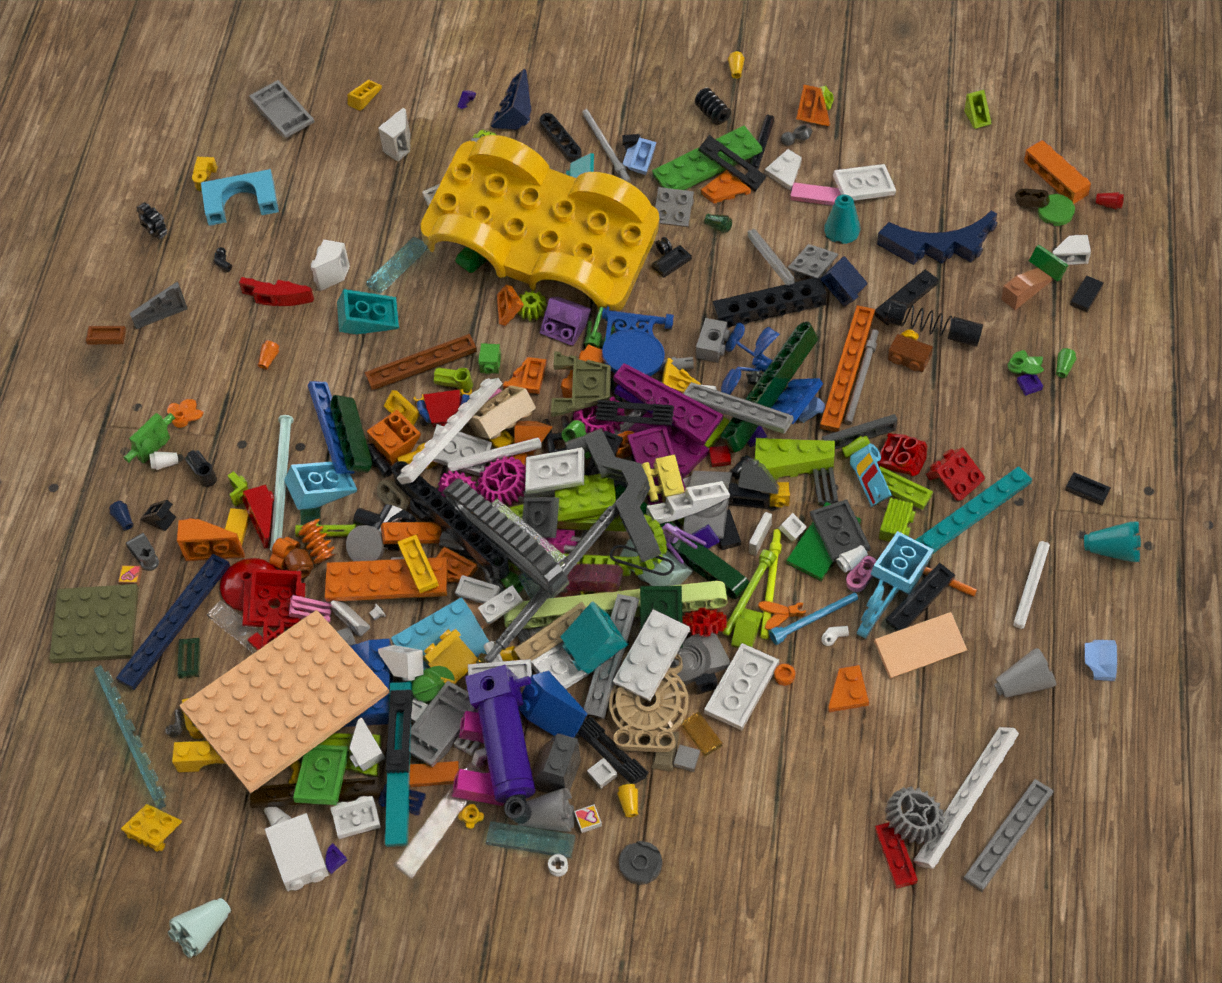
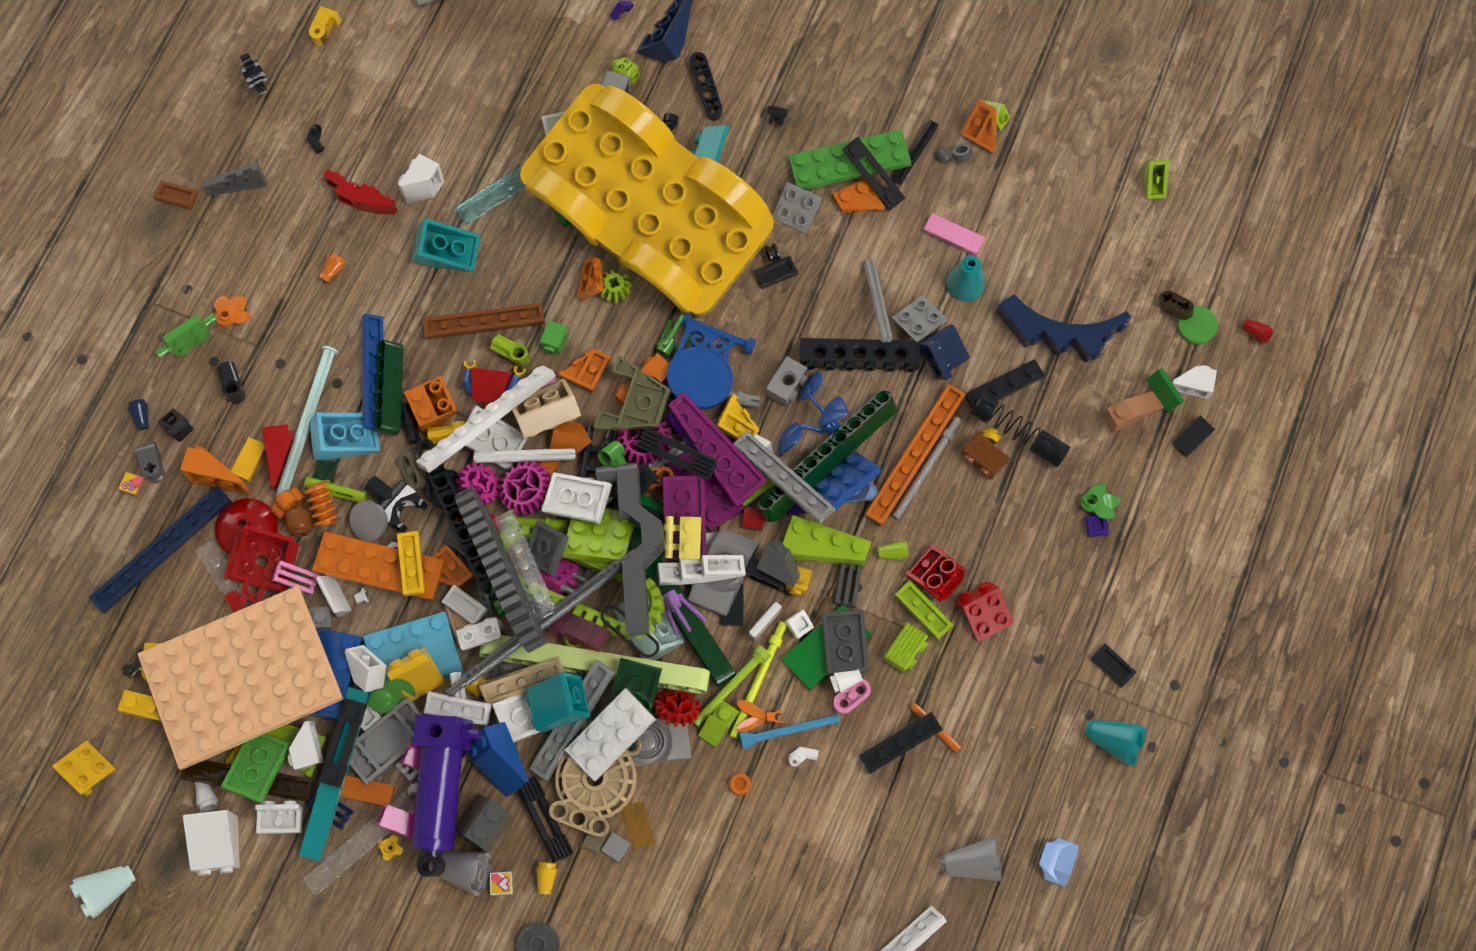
camera: 10 degrees right, 15 degrees up
(94, 623) = (84, 528): olive plate -> none
(134, 742) = (88, 672): clear light blue plate -> none
(163, 459) = (195, 361): white cone -> none
(189, 672) = (178, 578): clear green tile -> none
(218, 191) = (331, 54): medium azure arch -> none
(239, 485) = (263, 412): lime bracket -> none
(334, 858) = (248, 853): dark purple tile -> none
(396, 135) = (533, 38): white slope -> none
(396, 531) = (416, 520): orange plate -> none
(398, 402) = (449, 371): yellow plate -> none
(503, 440) = (541, 439): yellow tile -> none
(530, 839) = (440, 891): clear light blue plate -> none
(558, 872) = (463, 920): white bush -> none
(564, 320) = (643, 313): medium lavender slope -> none
(602, 773) = (528, 840): white plate -> none
(618, 167) = (756, 142): light grey bar -> none
(640, 156) = (780, 135): light blue slope -> none
(705, 683) = (658, 772): black plate -> none
(707, 535) = (709, 611): dark purple tile -> none
(712, 106) = (875, 94): black piece -> none
(719, 222) = (839, 240): clear green cone -> none
(736, 63) = (918, 46): yellow cone -> none
(736, 470) = (776, 535): black pin -> none
(741, 686) = (693, 786): white plate -> none
(753, 377) = (816, 438): pearl dark grey plate -> none
(785, 169) = (929, 192): white wing -> none
(848, 690) = (797, 820): orange wing -> none
(865, 182) = (1005, 235): white plate -> none
(869, 429) = (908, 535): dark grey tile -> none
(869, 474) = (895, 588): medium azure door -> none
(898, 566) = (885, 710): medium azure slope -> none
(920, 645) = (883, 794): light nougat tile -> none
(975, 509) = (978, 661): teal plate -> none
(1031, 585) = (1017, 758): white axle -> none
(1057, 171) = (1214, 280): orange brick -> none
(1065, 361) = (1142, 512): bright green cone -> none

